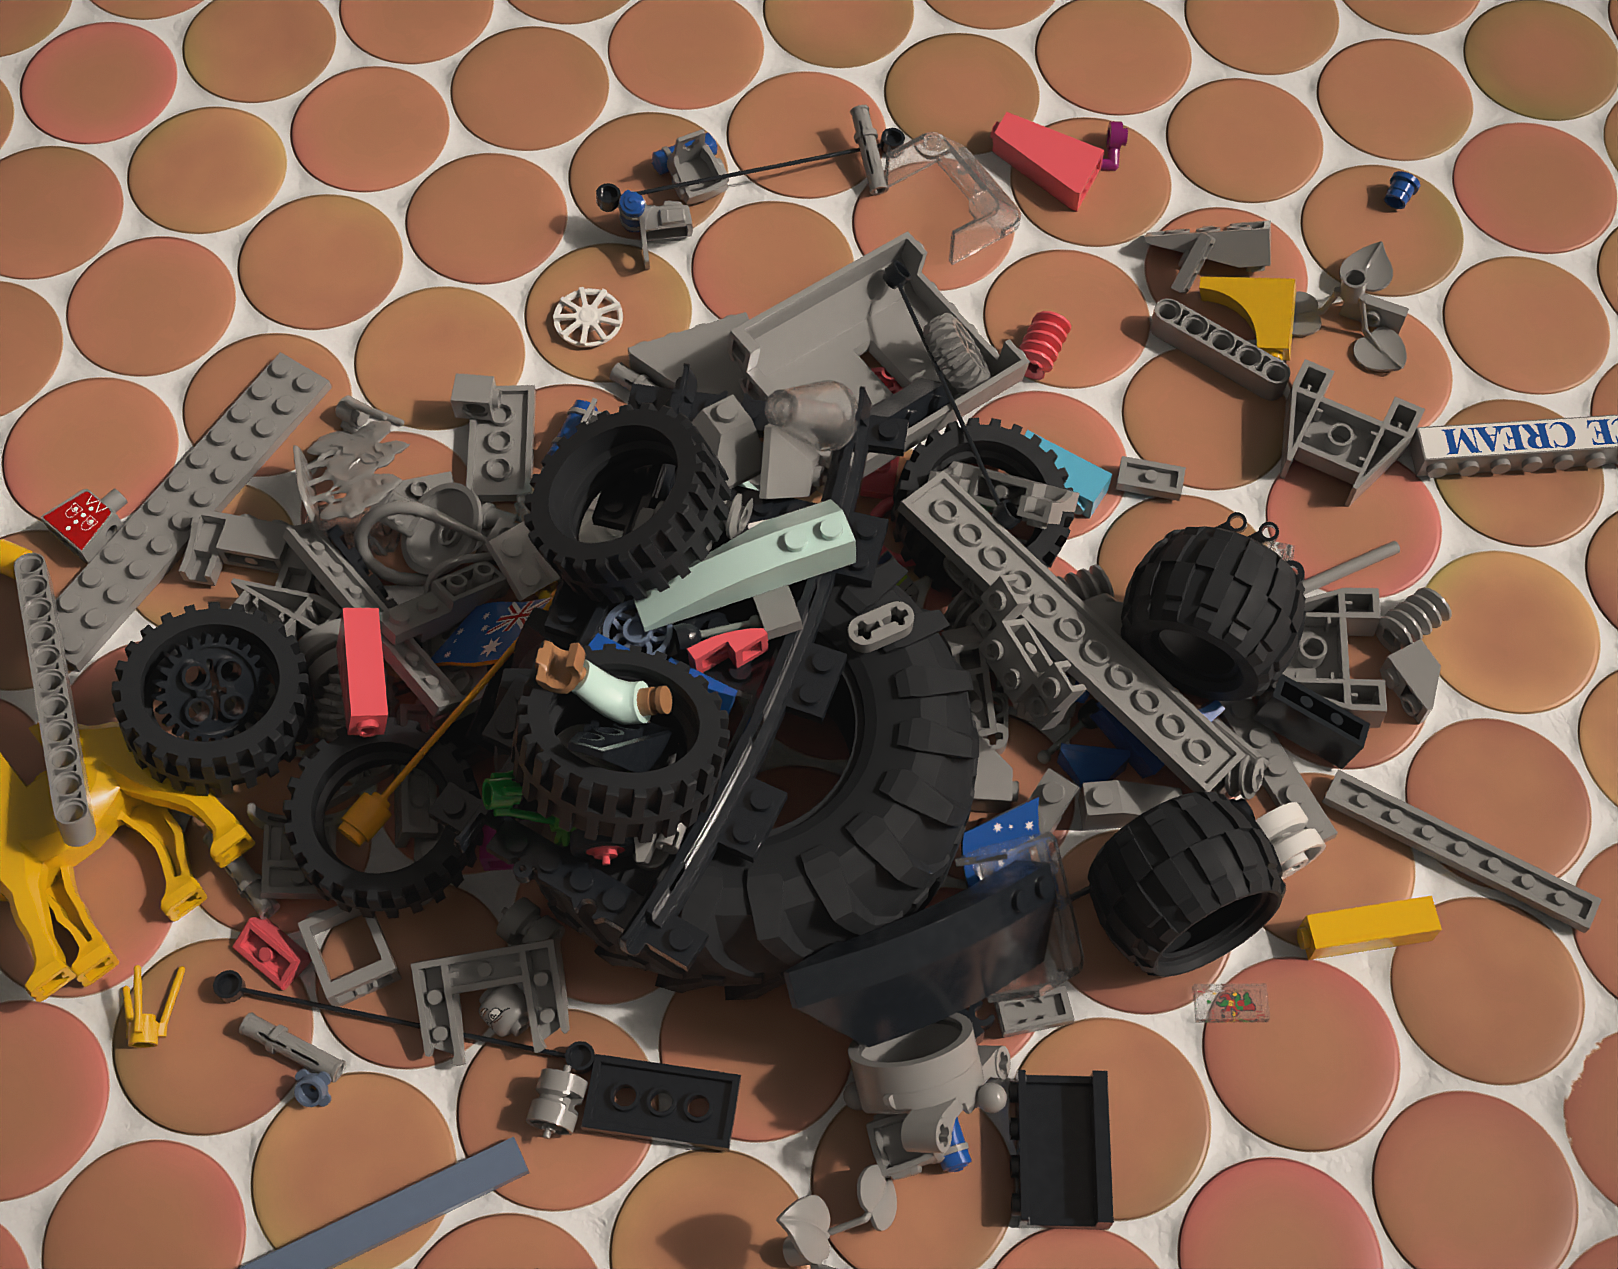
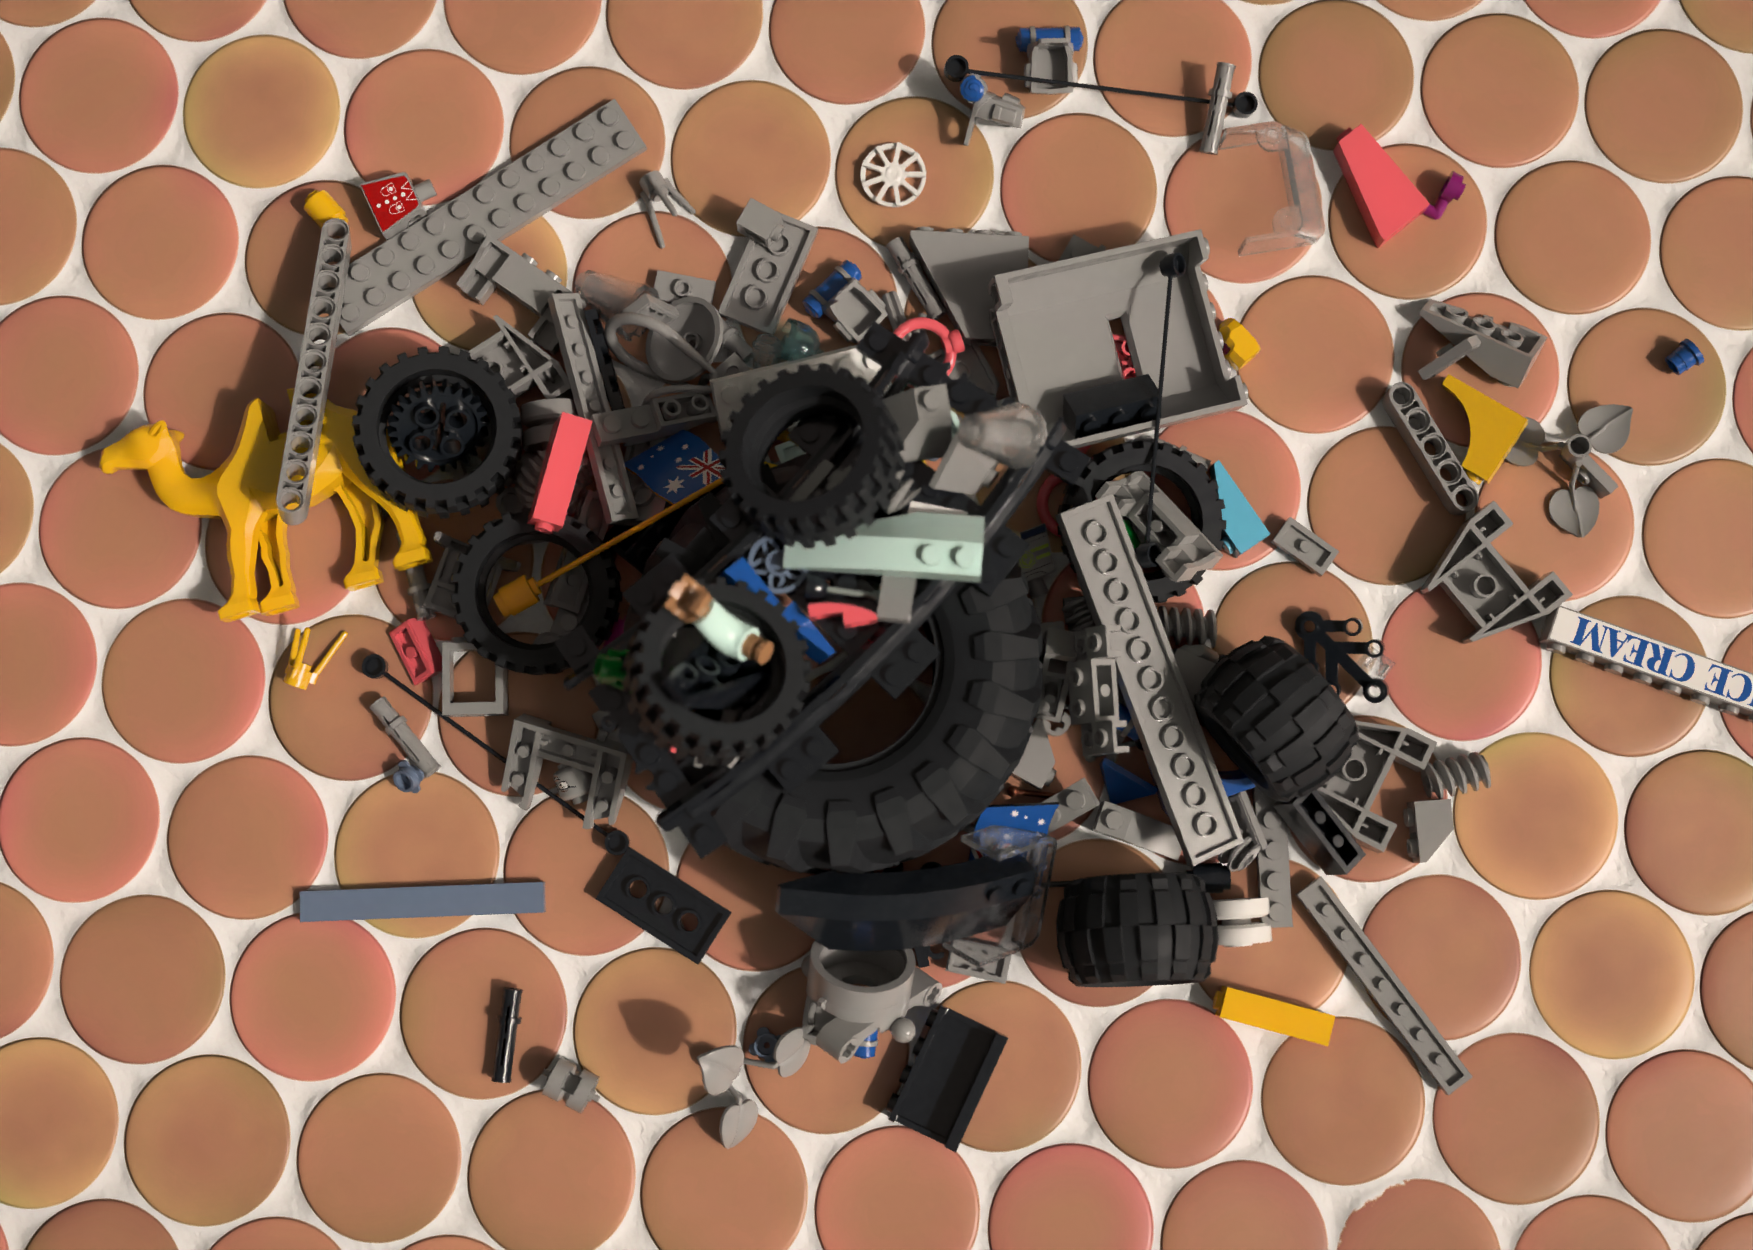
camera: 25 degrees right, 20 degrees up
(350, 468) = (628, 255): light grey plant -> none
(558, 1097) = (583, 873): light grey wheel -> none
(838, 1199) = (758, 1048): none -> sand blue plate
(881, 628) = (979, 646): light grey beam -> none
(956, 353) = (1188, 368): light grey gear -> none
(992, 327) = (1238, 343): none -> yellow rock
(1044, 342) = (1274, 375): coral piece -> none
(1231, 1003) = (1135, 1022): clear tile -> none
(1350, 566) = (1425, 702): light grey bar -> none

